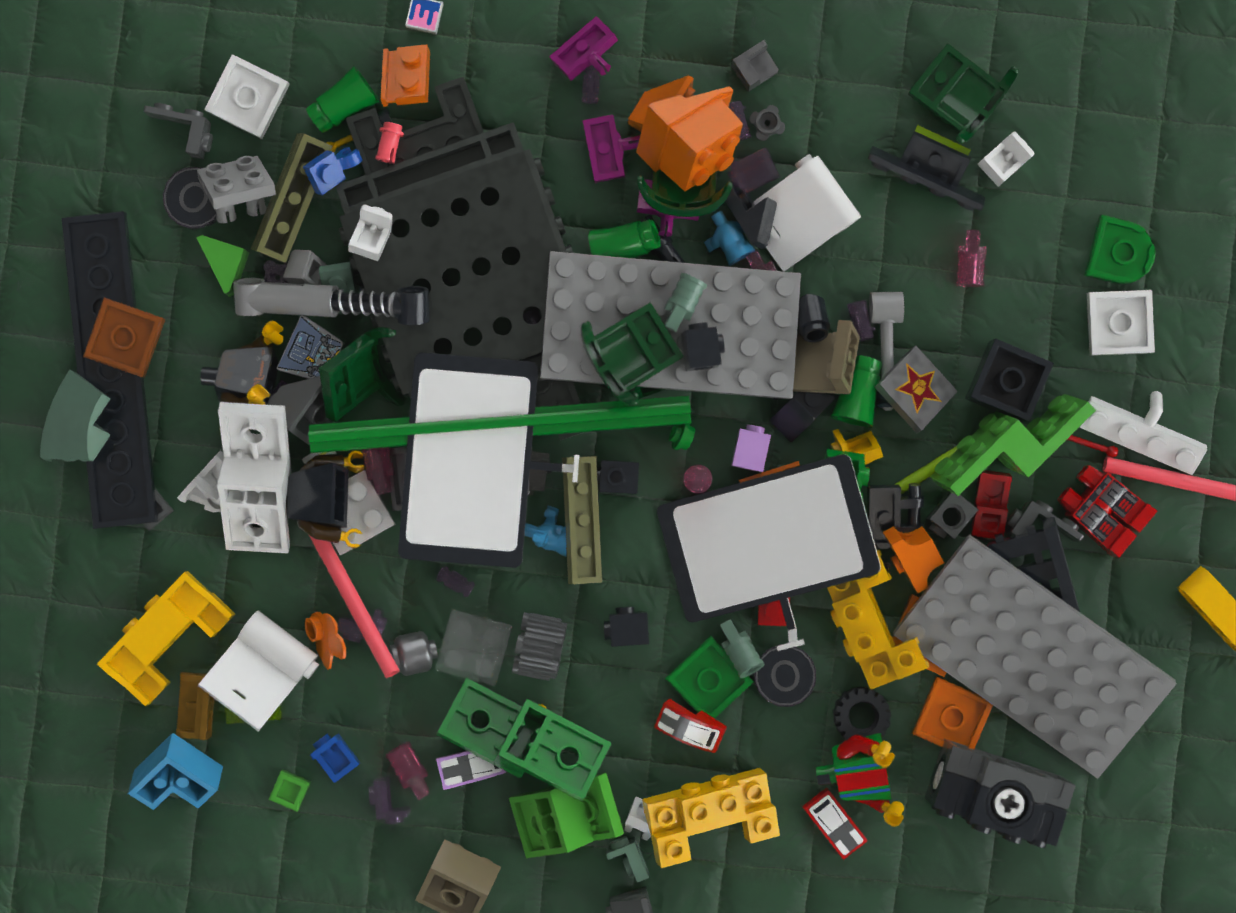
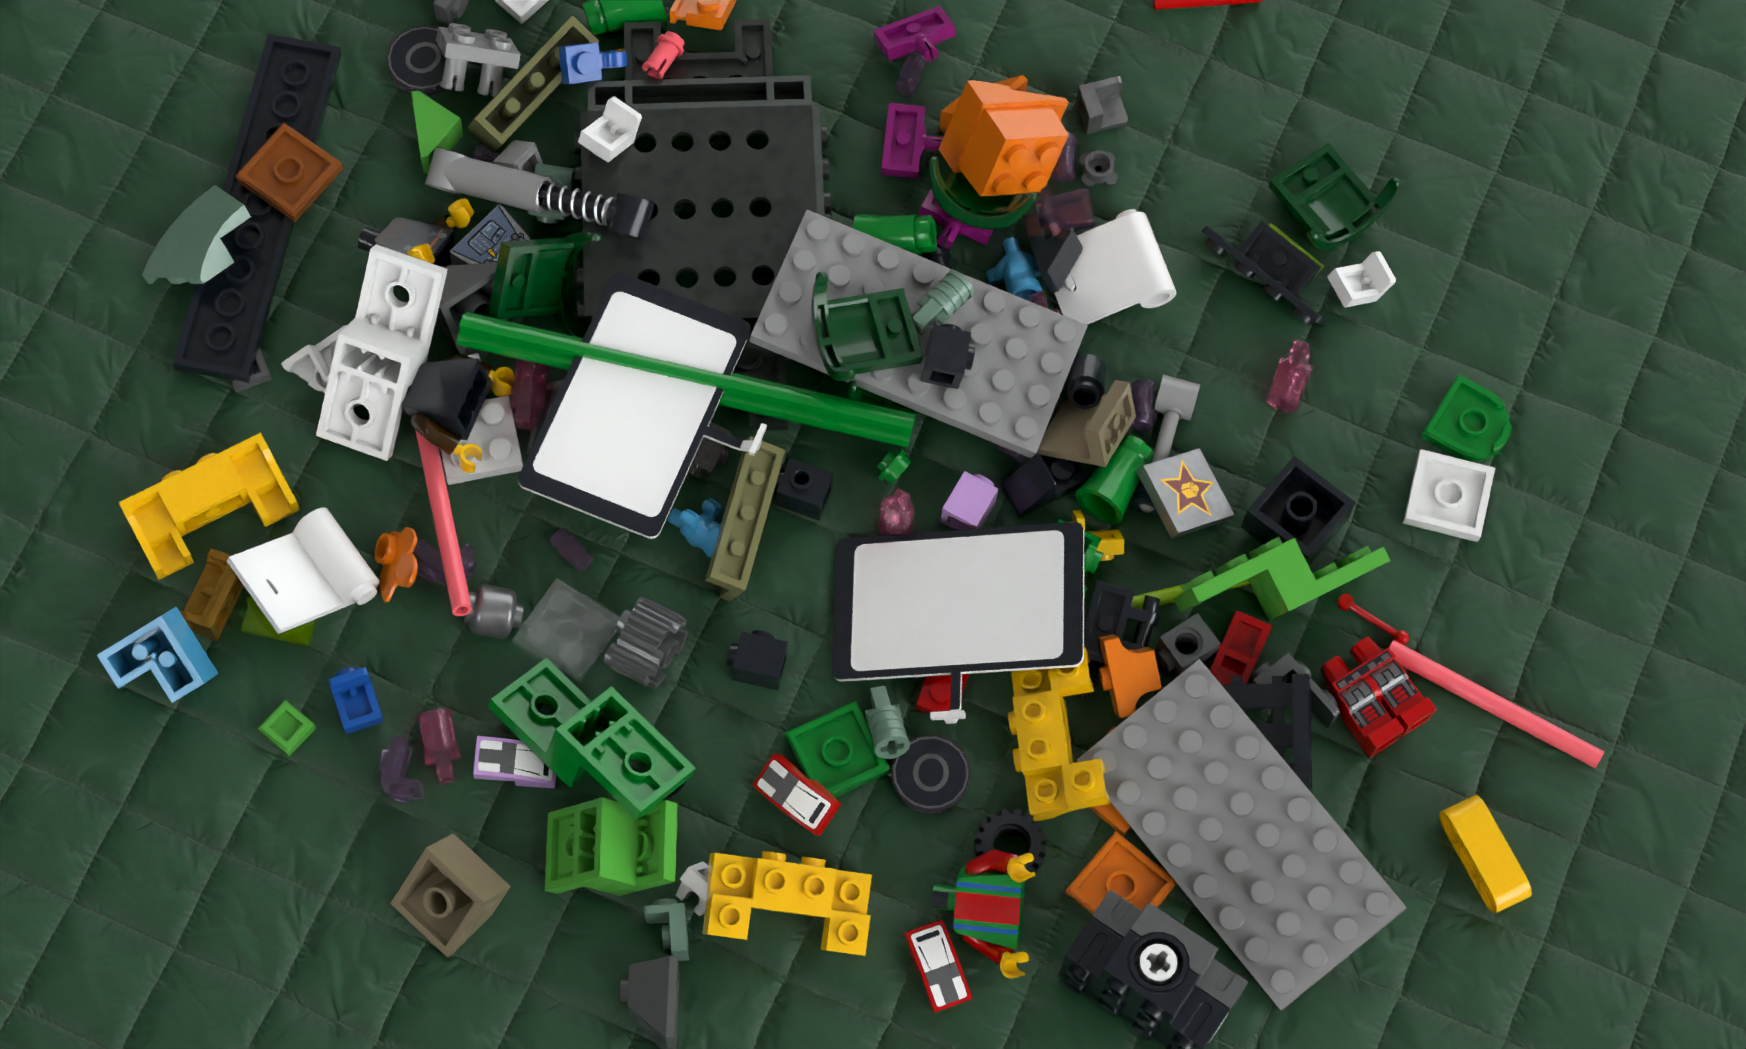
camera: 10 degrees right, 20 degrees down
(1145, 434) = (1443, 625): white plate -> none

